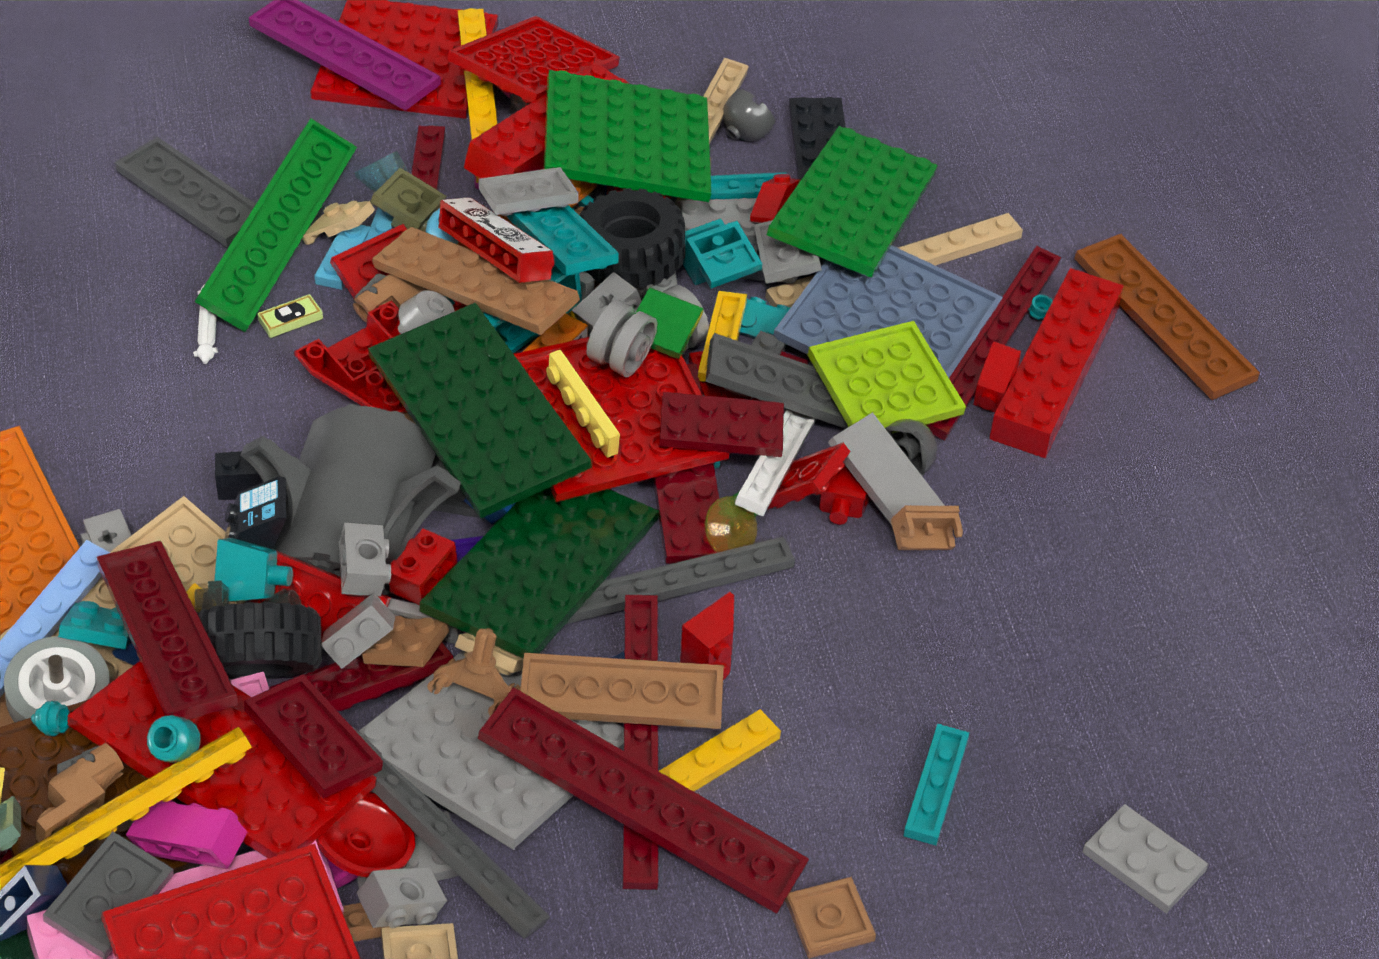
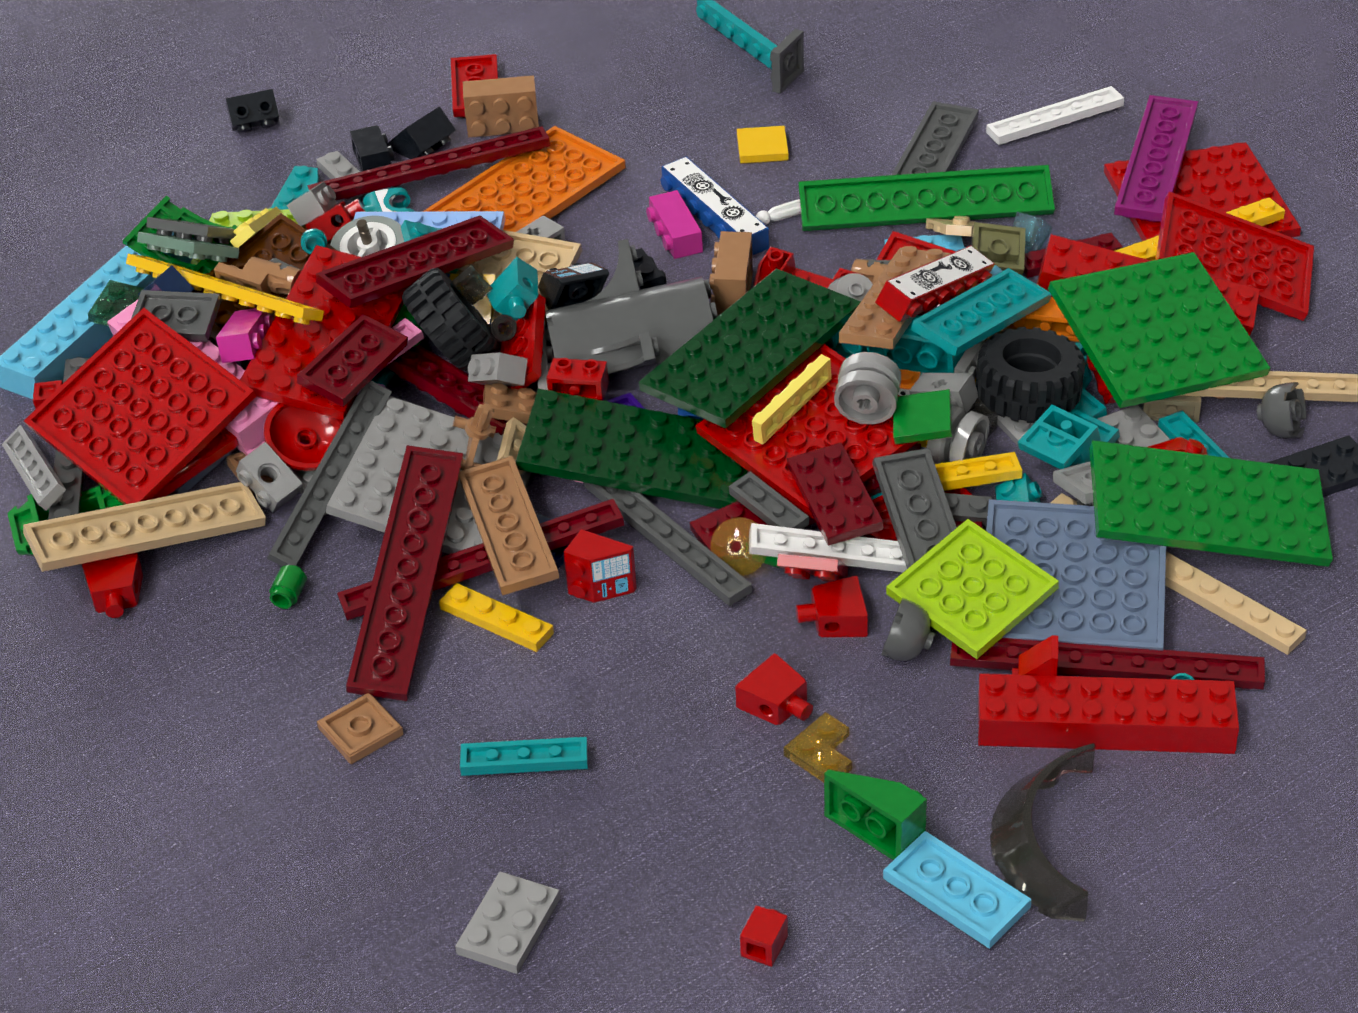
camera: 75 degrees right, 5 degrees down
(71, 312) = (762, 144): none -> yellow tile
(162, 381) = (712, 203): none -> brick
(169, 420) = (675, 224): none -> dark pink brick
(173, 738) = (300, 286): teal head -> none
(205, 94) = (1054, 115): none -> white plate
(290, 316) = (833, 244): yellowish green tile -> none
(304, 391) = (732, 269): none -> medium nougat brick
(363, 559) = (549, 337): light grey brick -> none
(528, 191) = (1008, 281): light grey plate -> none
(583, 928) = (287, 586): none -> green brick
(696, 482) = (767, 503): none -> dark grey plate
(883, 468) = (853, 622): light grey tile -> none
(926, 527) = (813, 666): medium nougat hinge -> none
(934, 566) = (774, 692): none -> red torso
(1013, 568) = (815, 747): none -> clear yellow plate
(1133, 539) = (875, 810): none -> green slope
(1169, 317) = (1241, 788): dark orange plate -> none
(1171, 464) = (1016, 848): none -> clear smoke windscreen
(1216, 525) = (957, 889): none -> medium azure plate
(1231, 668) = (764, 935): none -> red brick

